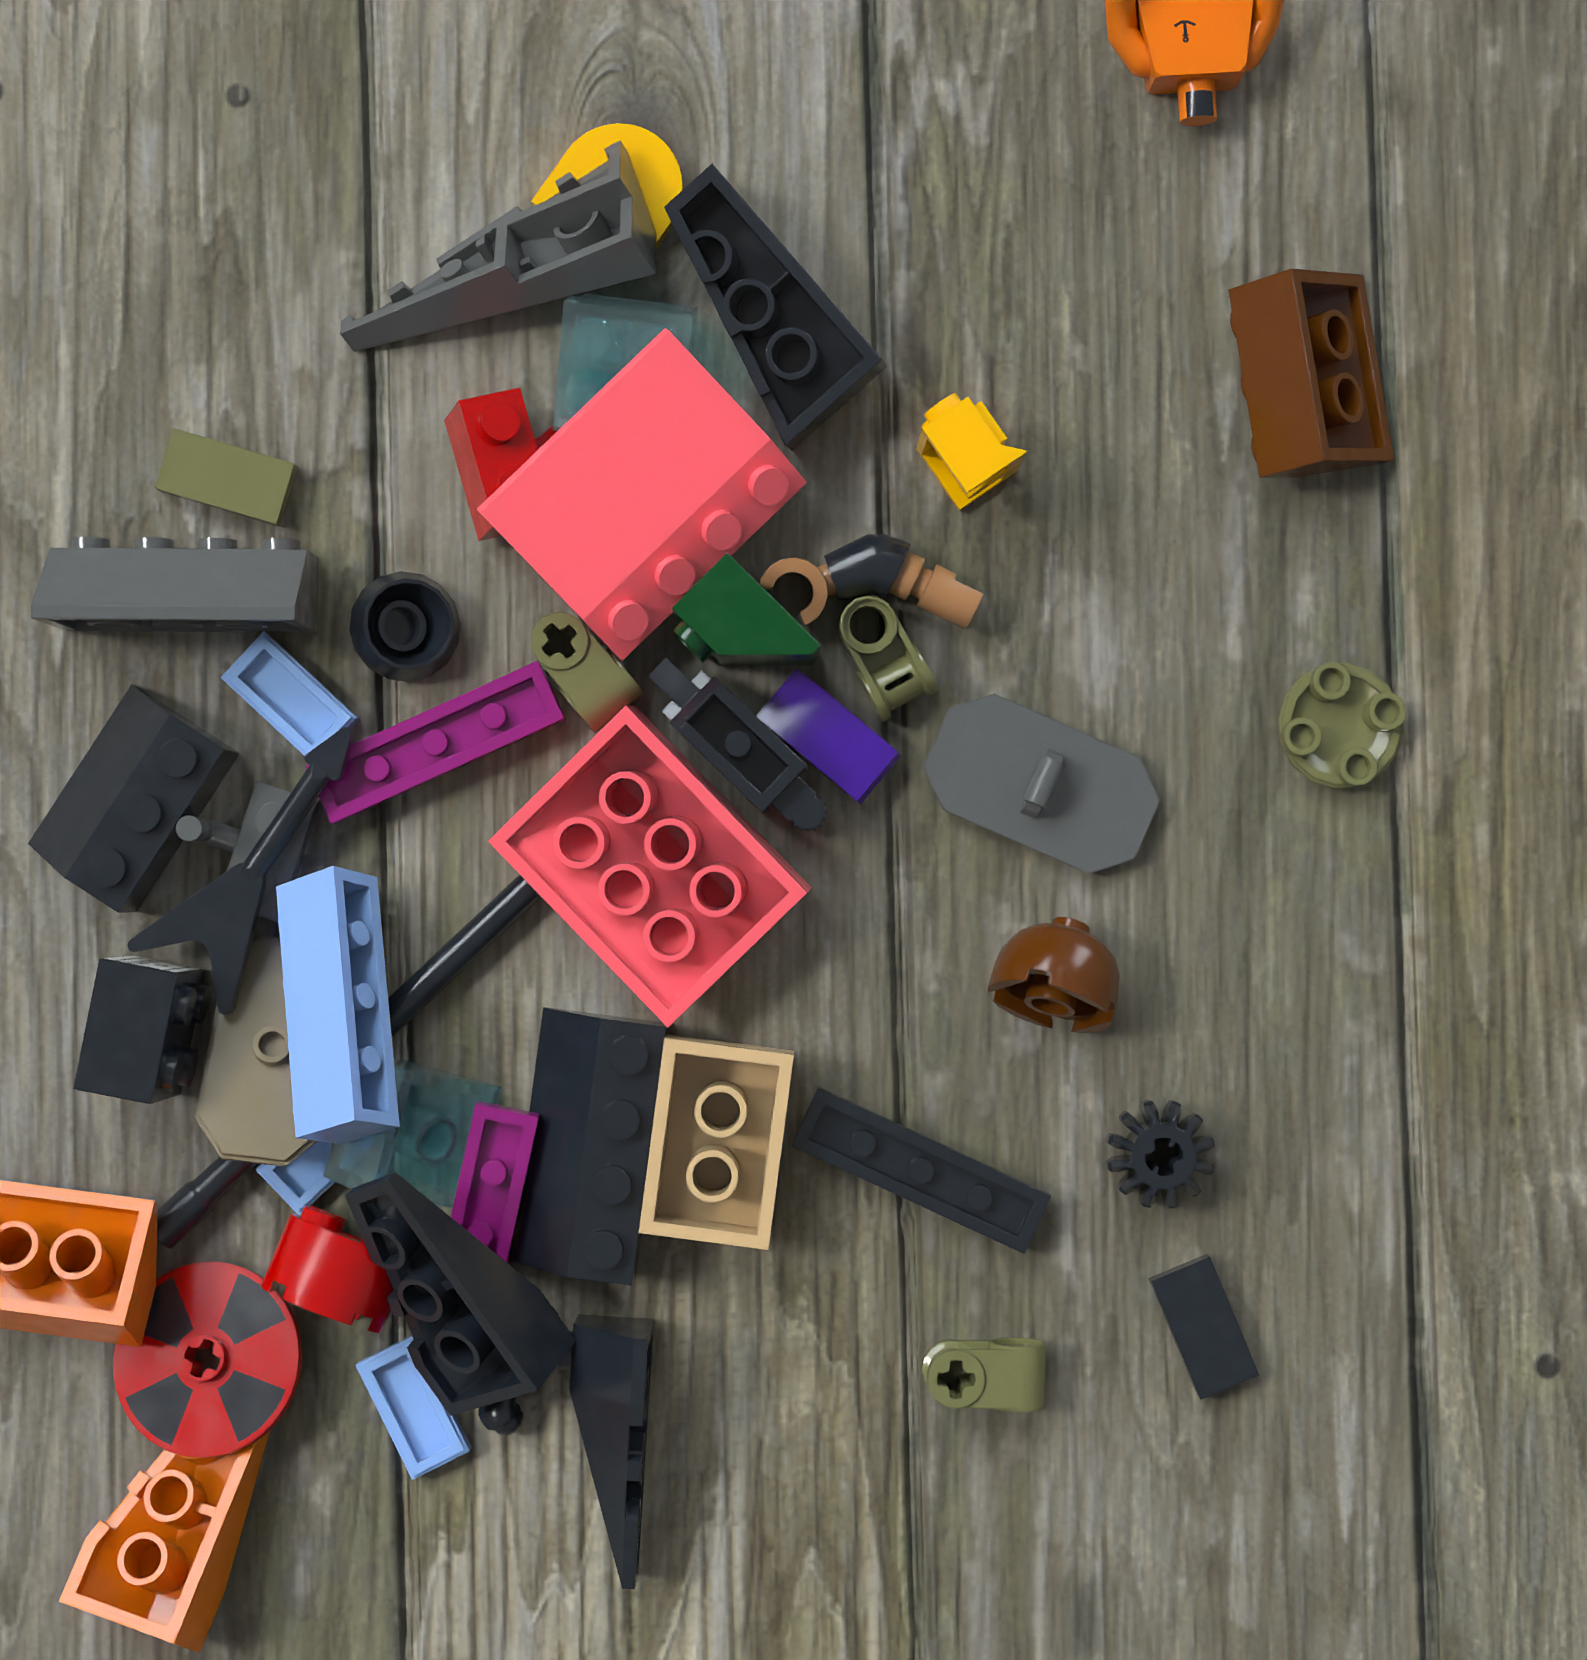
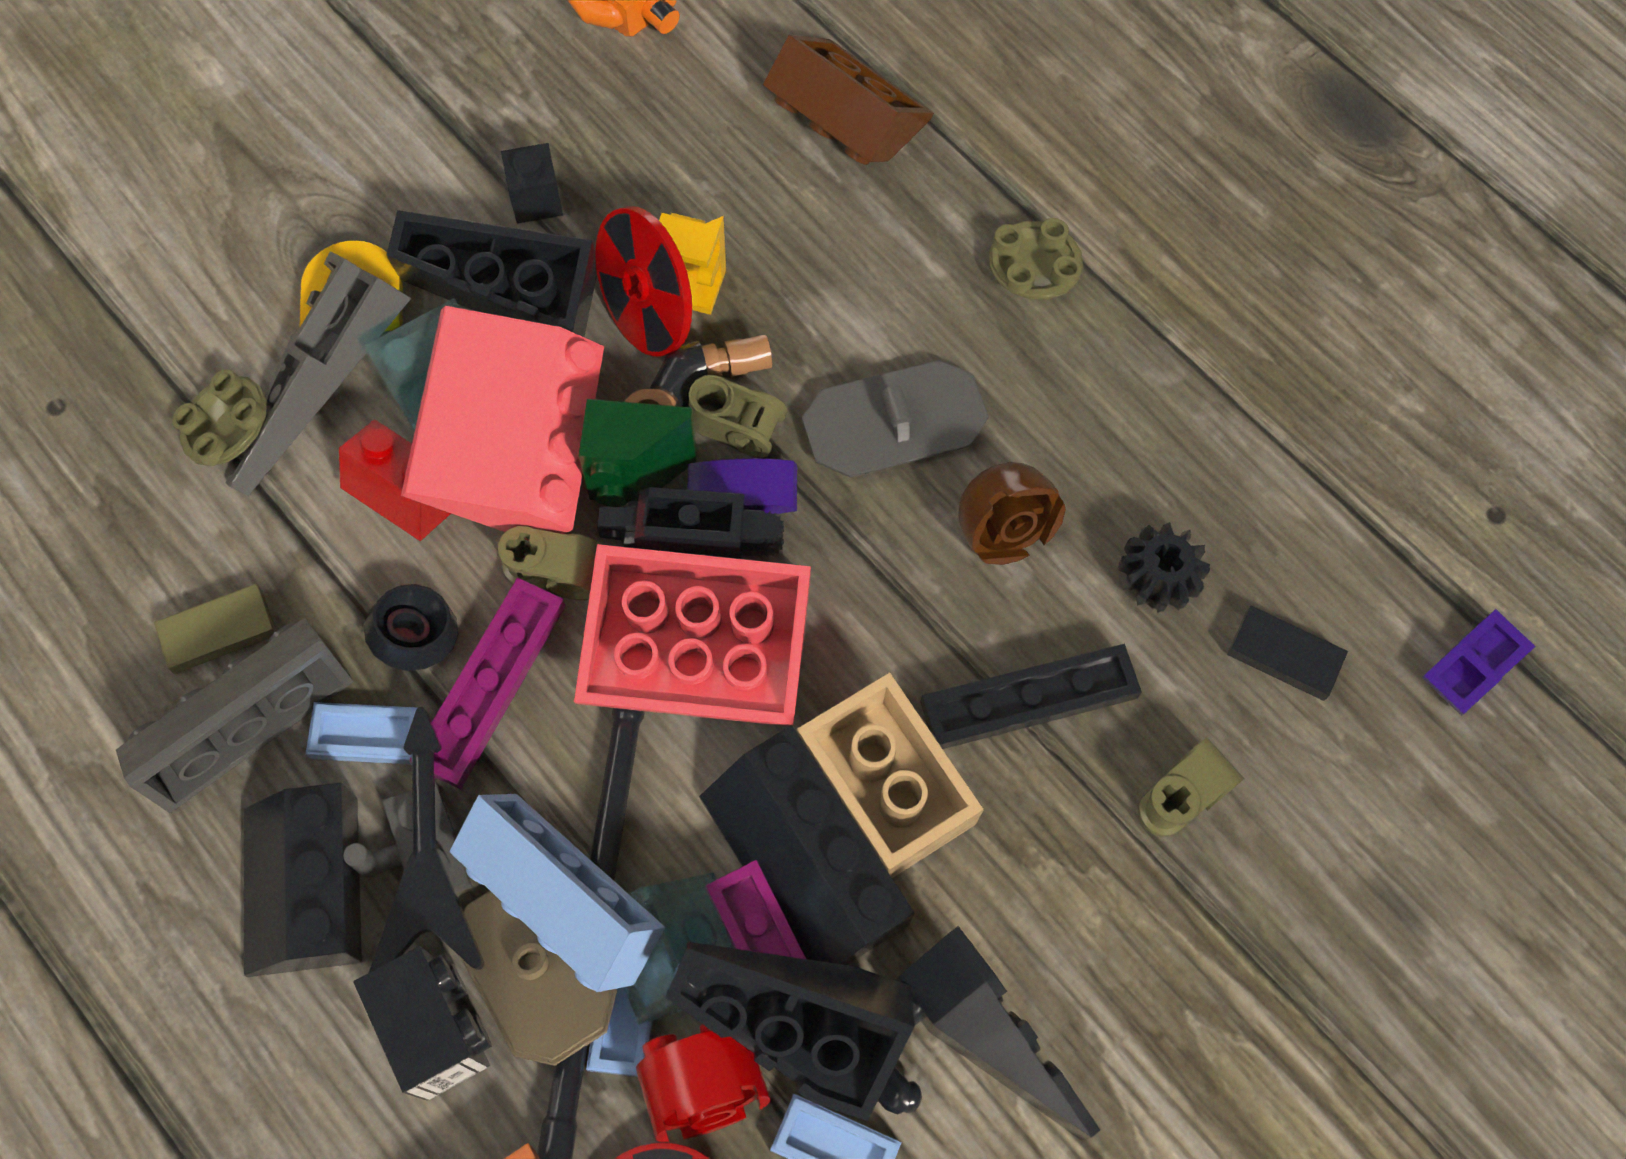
camera: 45 degrees left, 20 degrees down
(382, 250) = (221, 419): none -> olive dish
(889, 217) = (532, 183): none -> black brick
(896, 449) = (643, 281): none -> red piece
(1374, 1485) = (1478, 662): none -> dark purple slope

